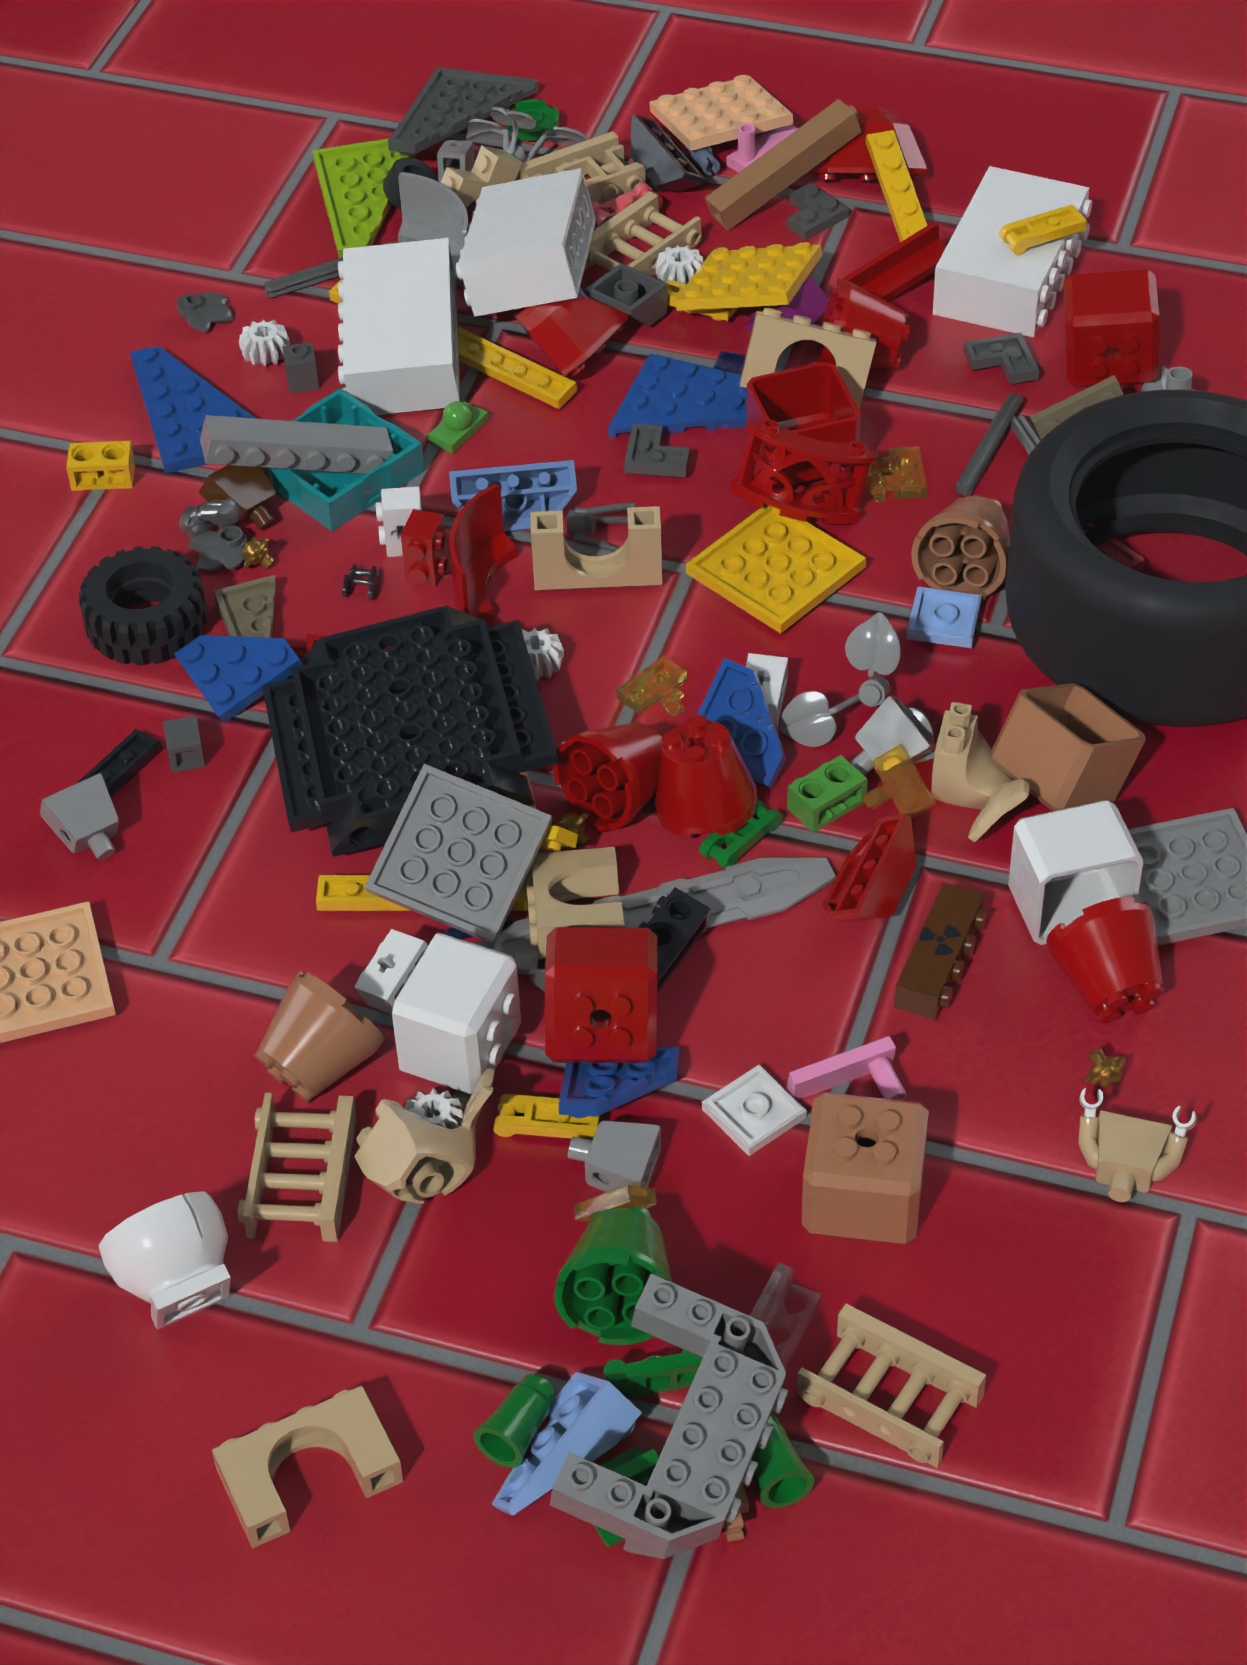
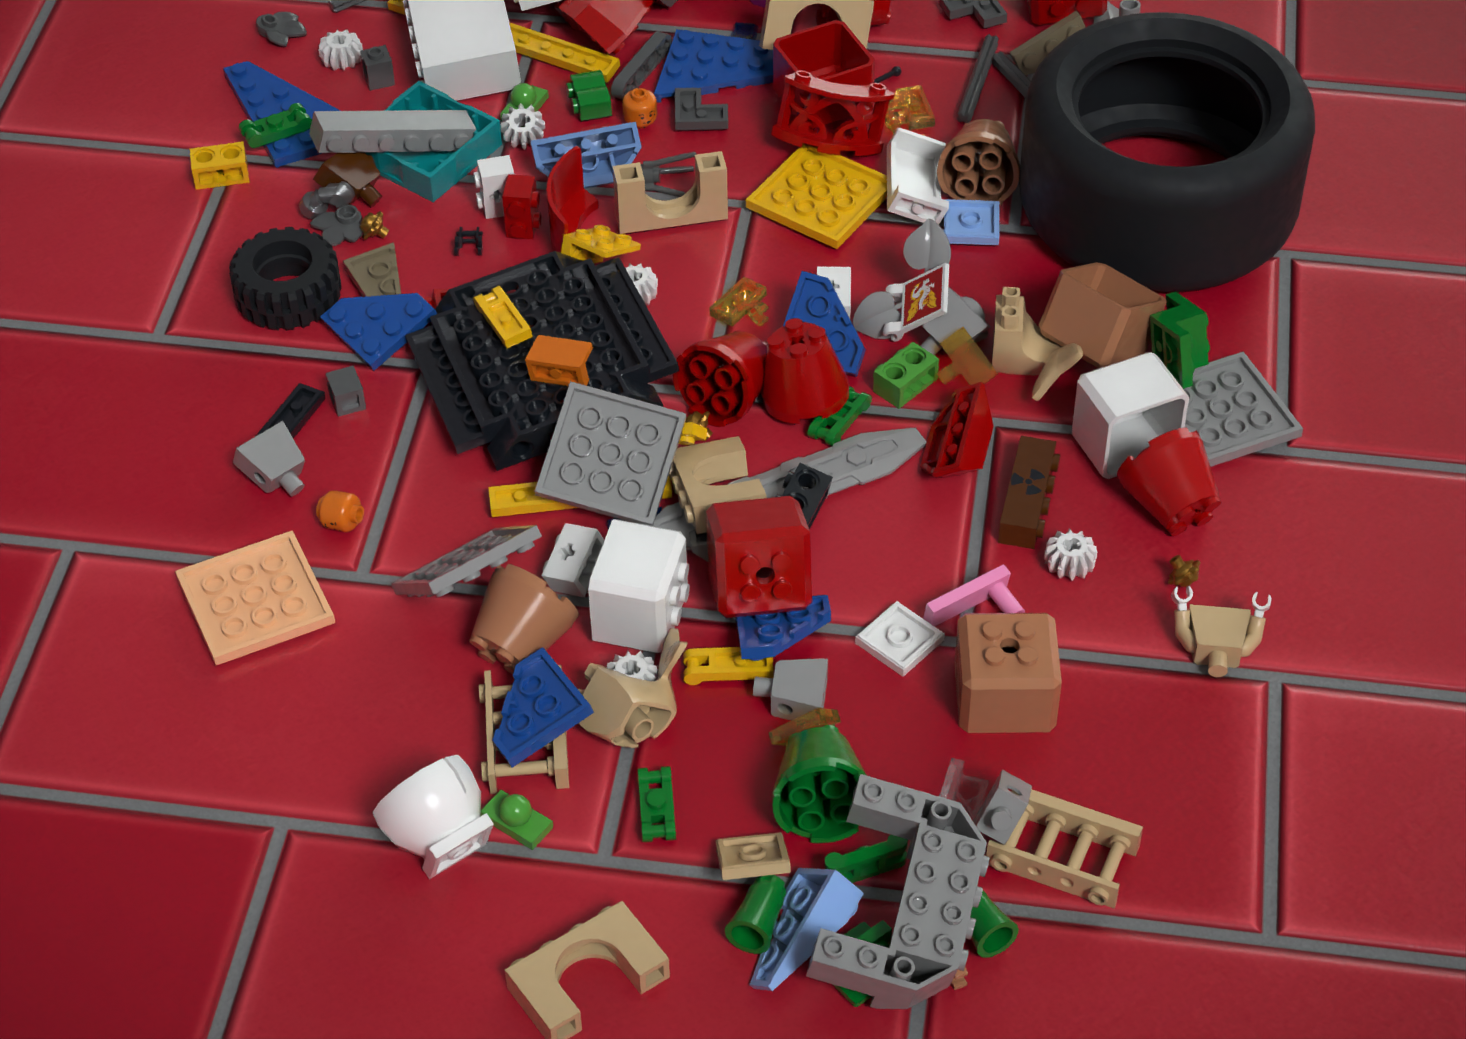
camera: 10 degrees left, 0 degrees up
(146, 884) = (340, 511): none -> orange head
(169, 426) = (276, 126): none -> green plate
(265, 962) = (466, 561): none -> light grey plate
(268, 1271) = (517, 818): none -> bright green tile
(313, 1146) = (537, 708): none -> blue plate
(370, 678) = (503, 317): none -> yellow plate
(418, 737) = (558, 360): none -> orange panel
(430, 1274) = (656, 804): none -> green plate
(437, 451) = (522, 117): none -> white gear
(499, 601) = (597, 244): none -> yellow bracket
(524, 1351) = (752, 856): none -> tan tile
(534, 422) = (589, 95): none -> green brick
(587, 443) = (640, 106): none -> orange head
(600, 393) = (641, 64): none -> dark grey beam
(821, 1332) = (1002, 807): none -> light grey torso
(860, 707) = (922, 300): none -> flag
(882, 558) = (913, 178): none -> white panel
(895, 426) = (896, 71): none -> black hinge
(974, 1032) = (1070, 554): none -> white gear
(1155, 786) = (1180, 338): none -> green bracket

